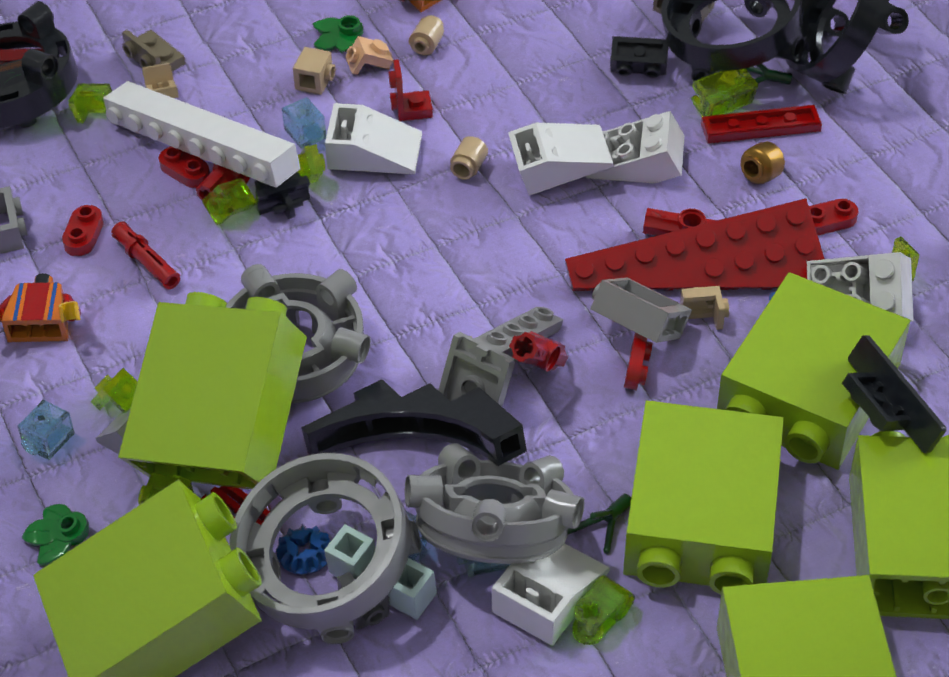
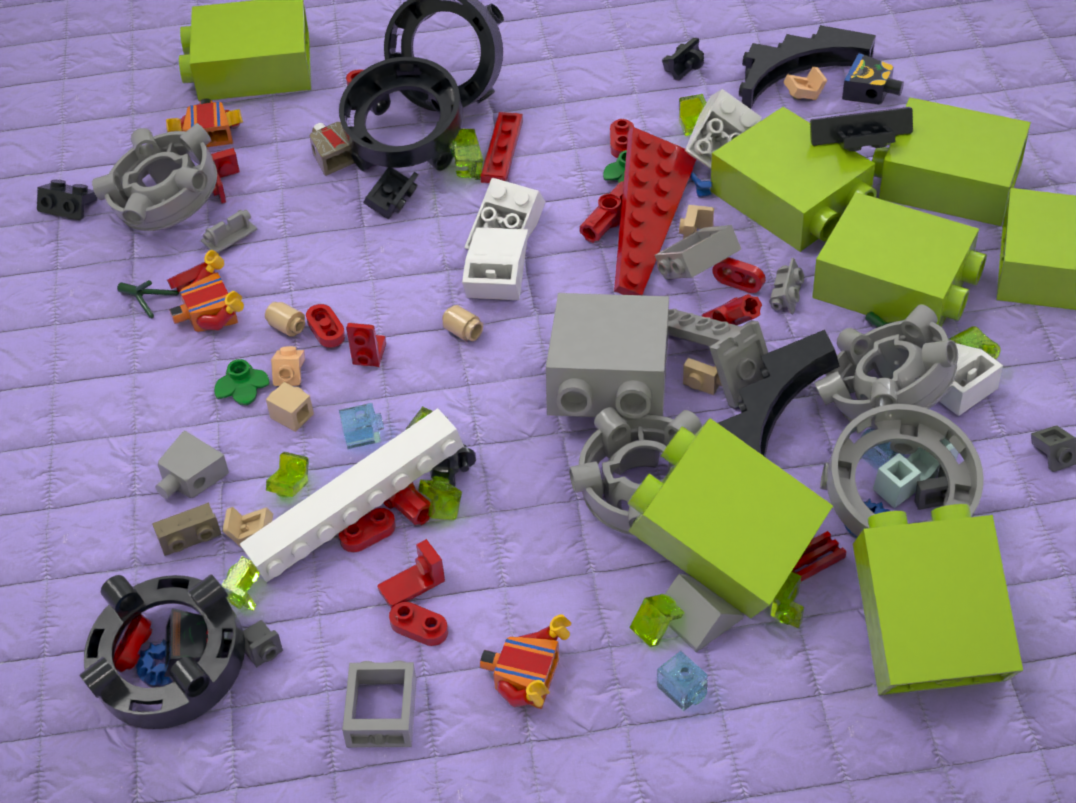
camera: 70 degrees left, 0 degrees up
(37, 134) = (261, 643): none -> dark grey bracket
(56, 532) = (800, 695): green plate -> none
(136, 211) = (416, 579): none -> red bracket
(138, 247) = (479, 575): red pin -> none
(220, 30) = (190, 467): none -> light grey torso
(225, 96) = (290, 476): none -> clear neon green bracket
(370, 141) = (410, 383): white slope -> none
(430, 65) = (325, 325): none -> red plate
(433, 263) = (607, 355): none -> light grey brick
(628, 412) = (787, 287): none -> light grey hinge
(762, 162) = (554, 153): pearl gold head -> none

